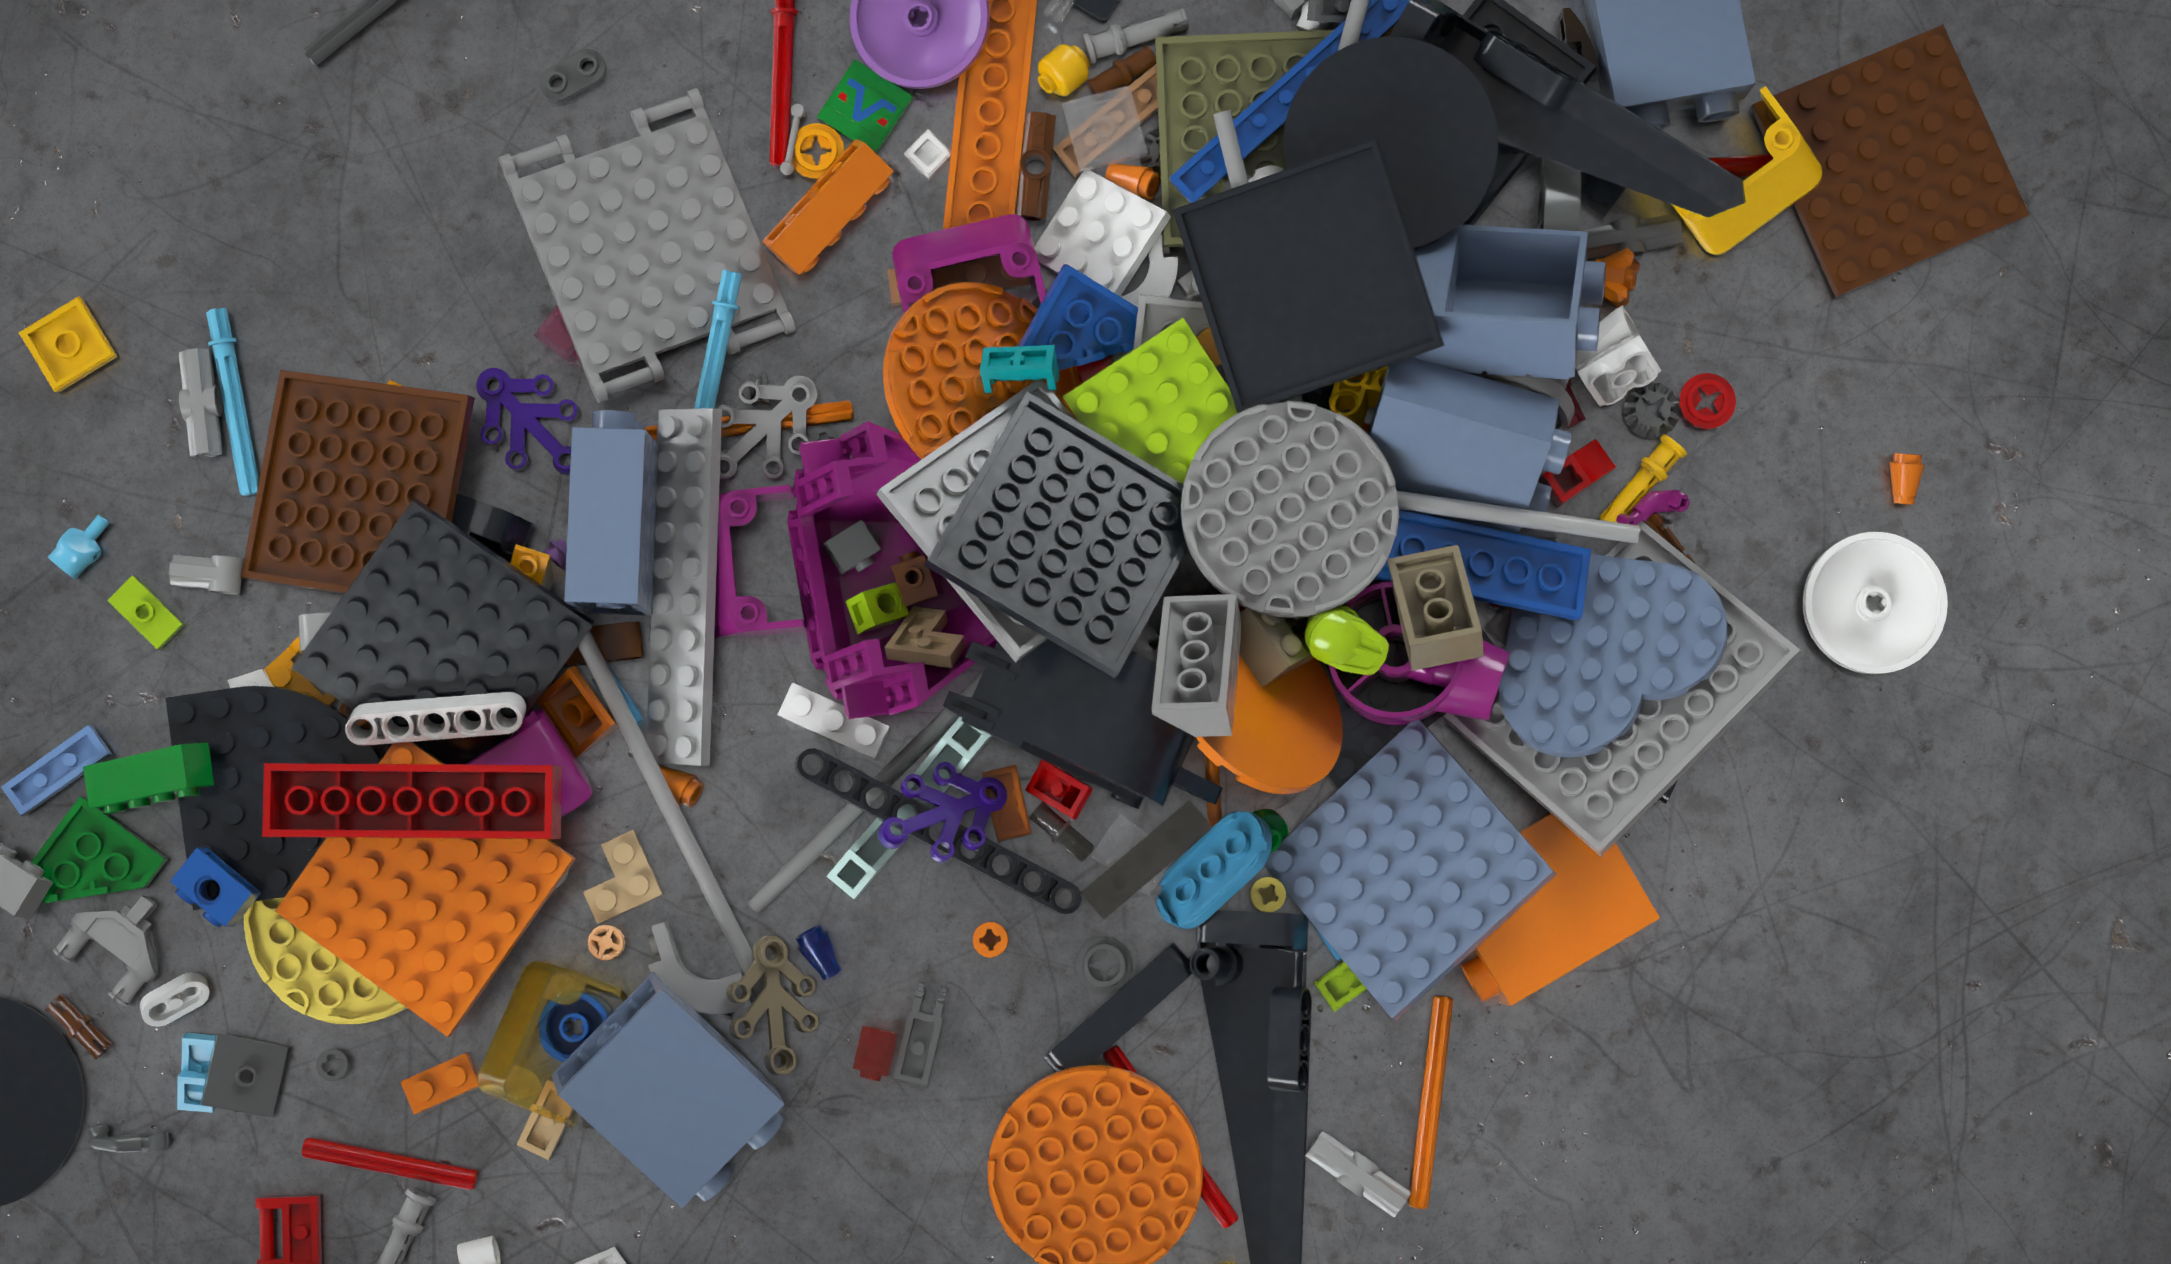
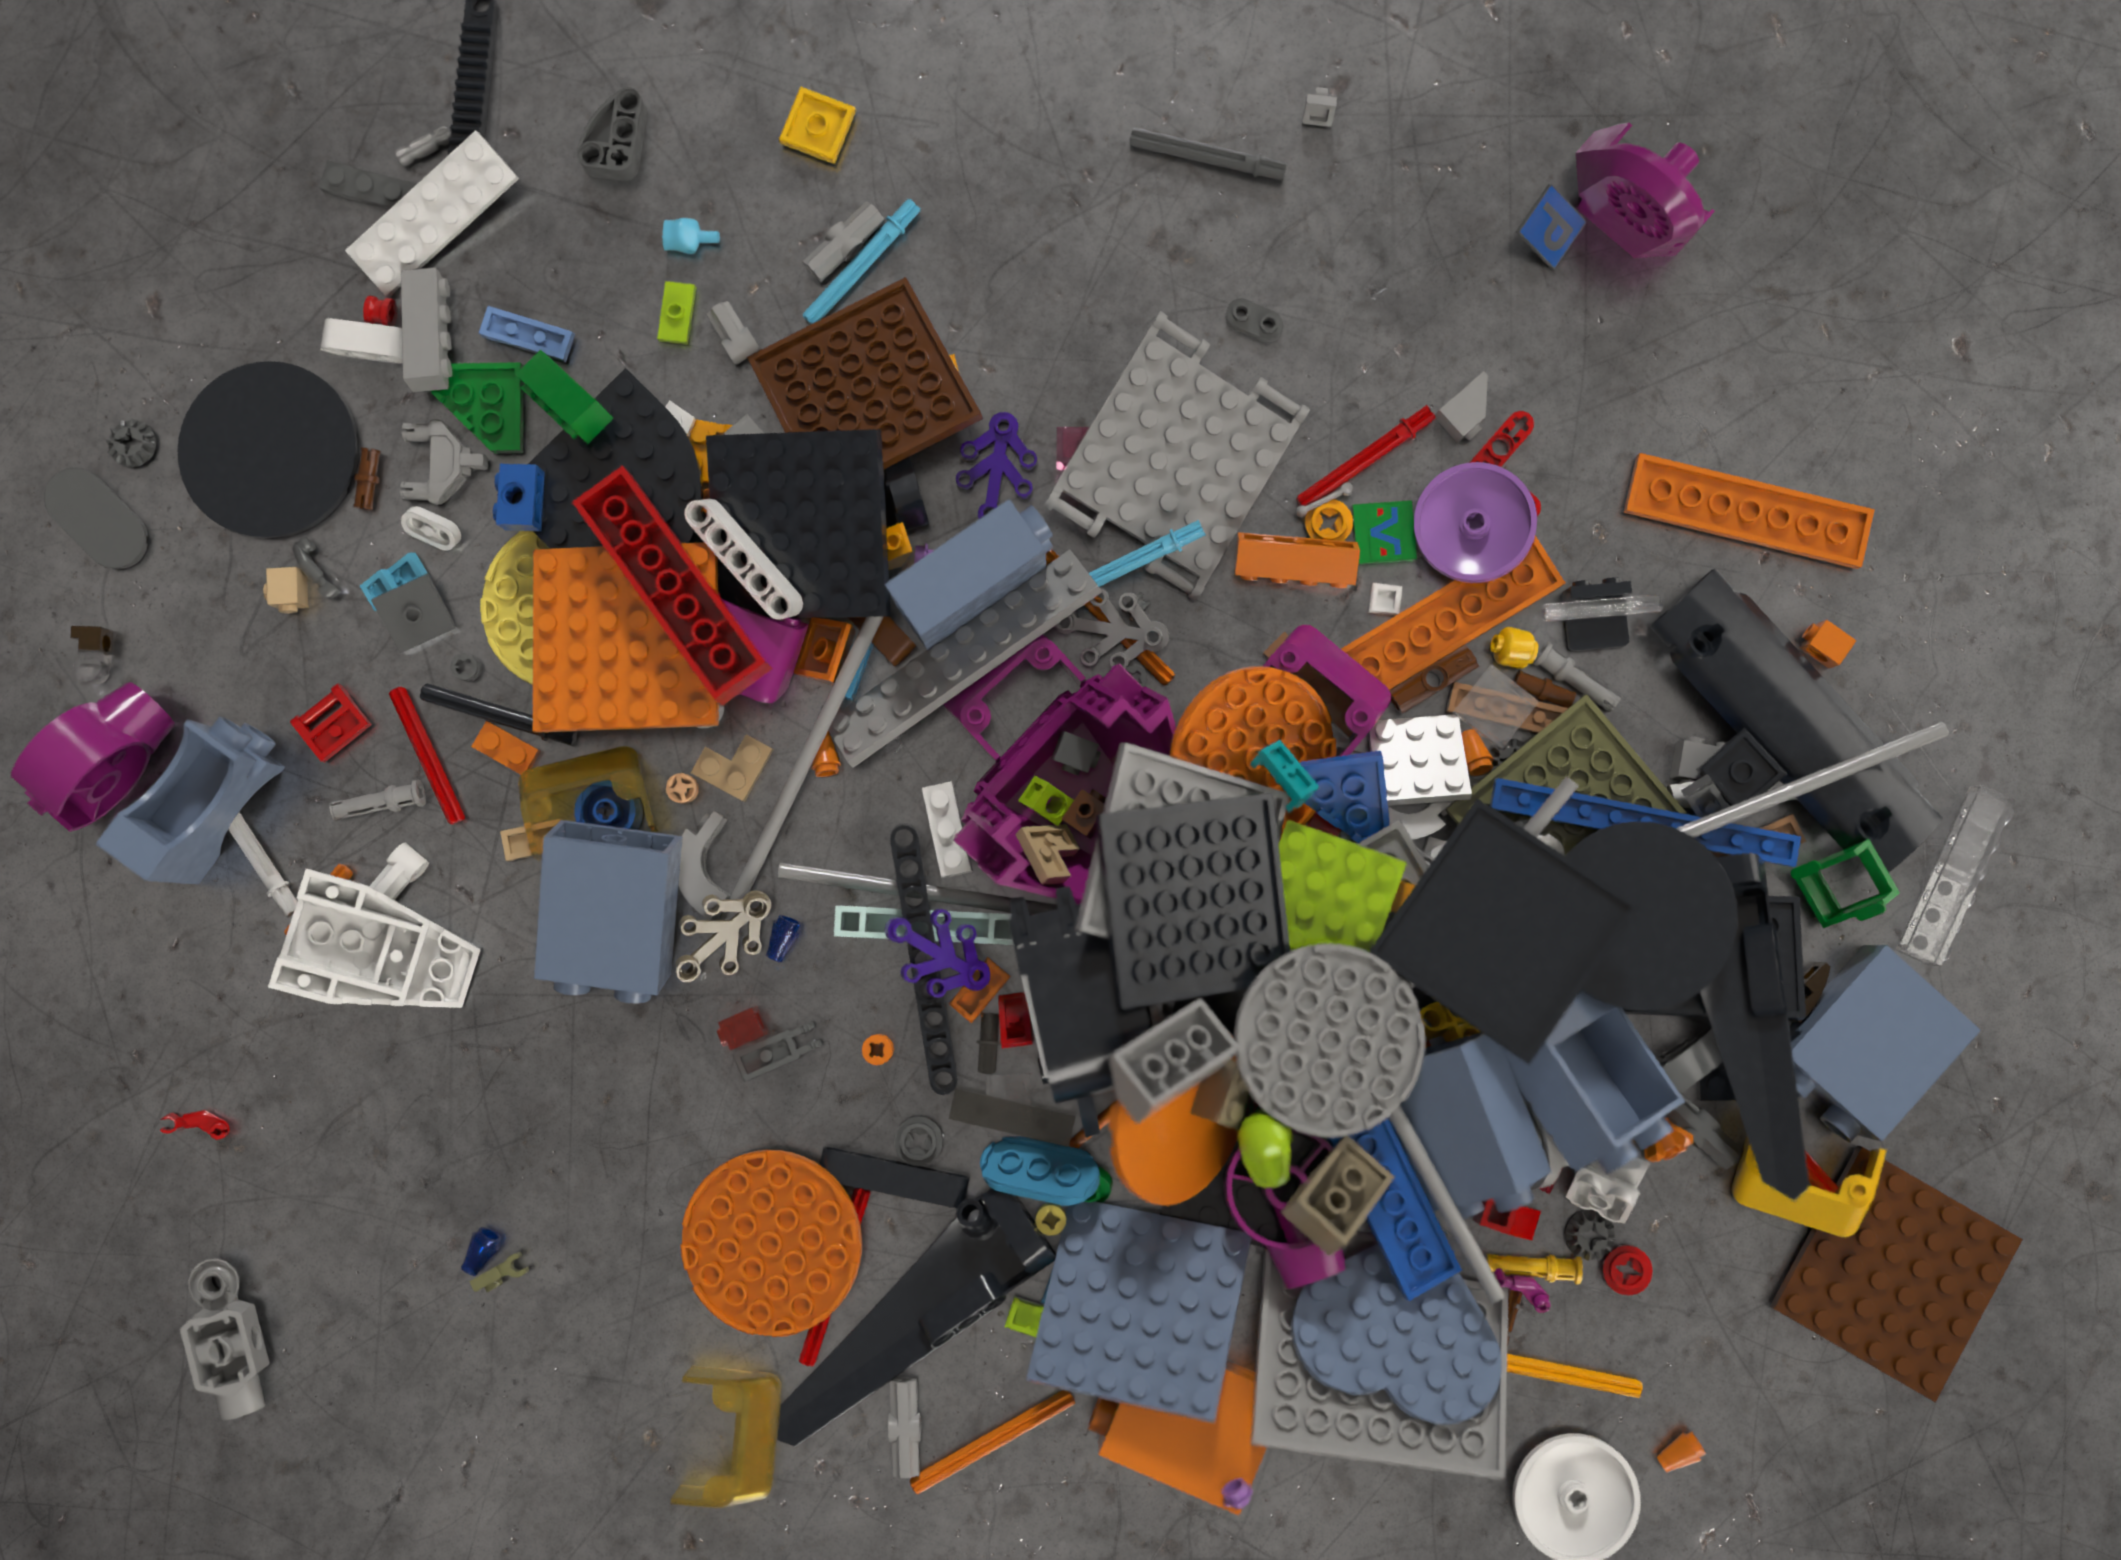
camera: 55 degrees right, 0 degrees up
(127, 1181) = (286, 589): none -> tan brick
(397, 1070) = (490, 712): none -> black axle
(1638, 904) = (1237, 1493): none -> medium lavender plate
(1766, 522) = (1574, 1376): none -> light orange axle

